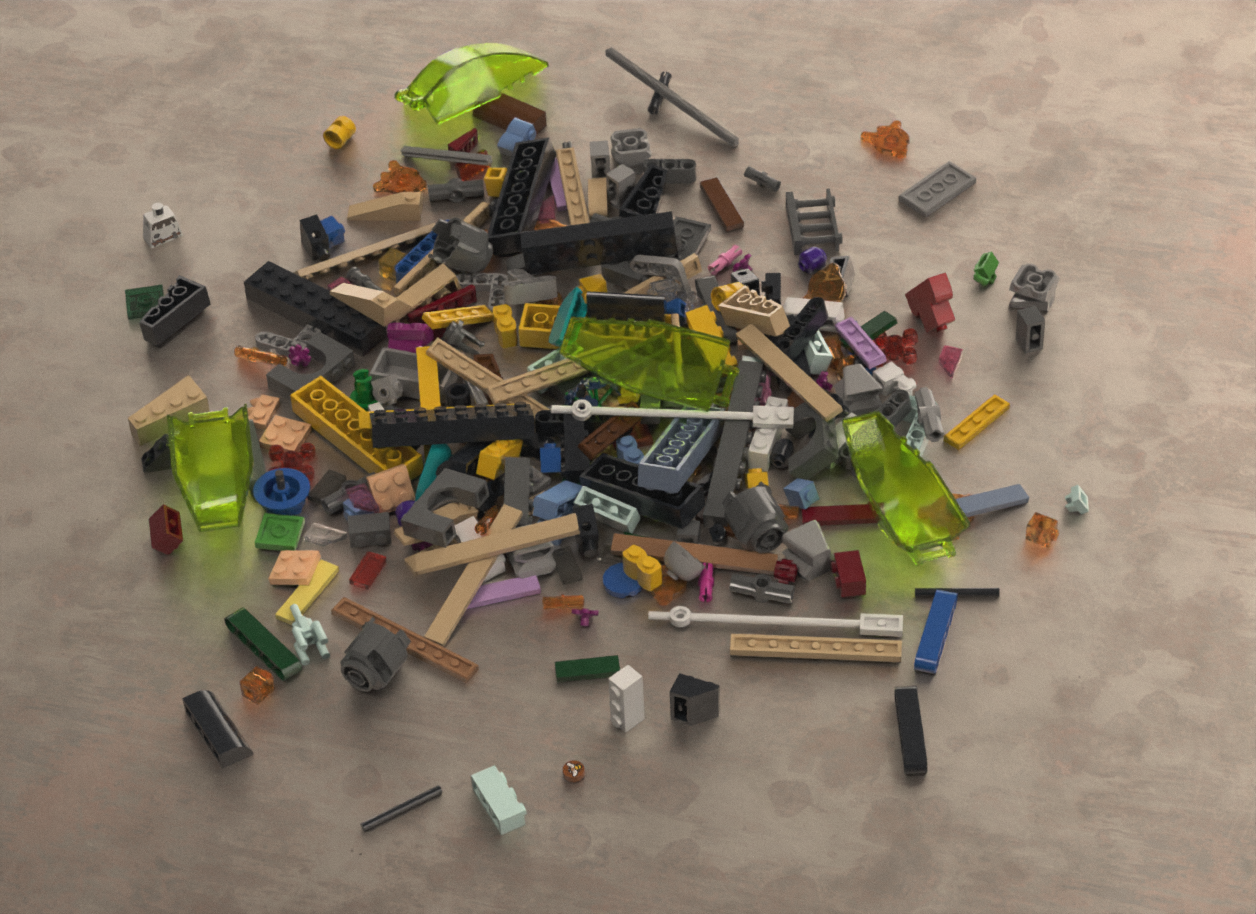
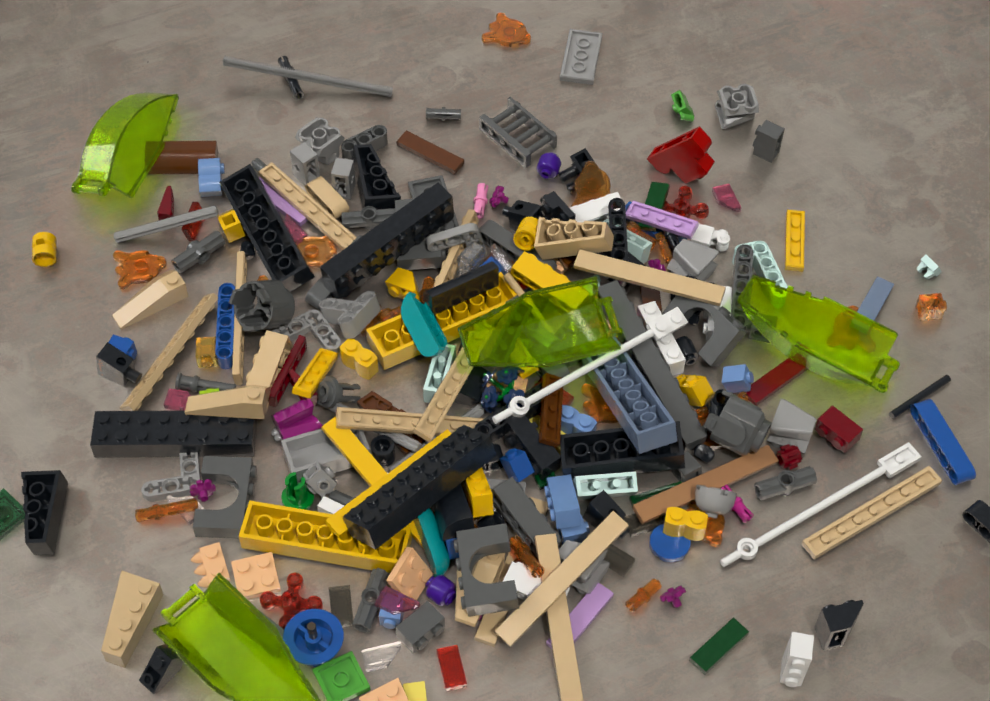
camera: 40 degrees left, 10 degrees up
(929, 414) = (773, 255): light grey piece -> none

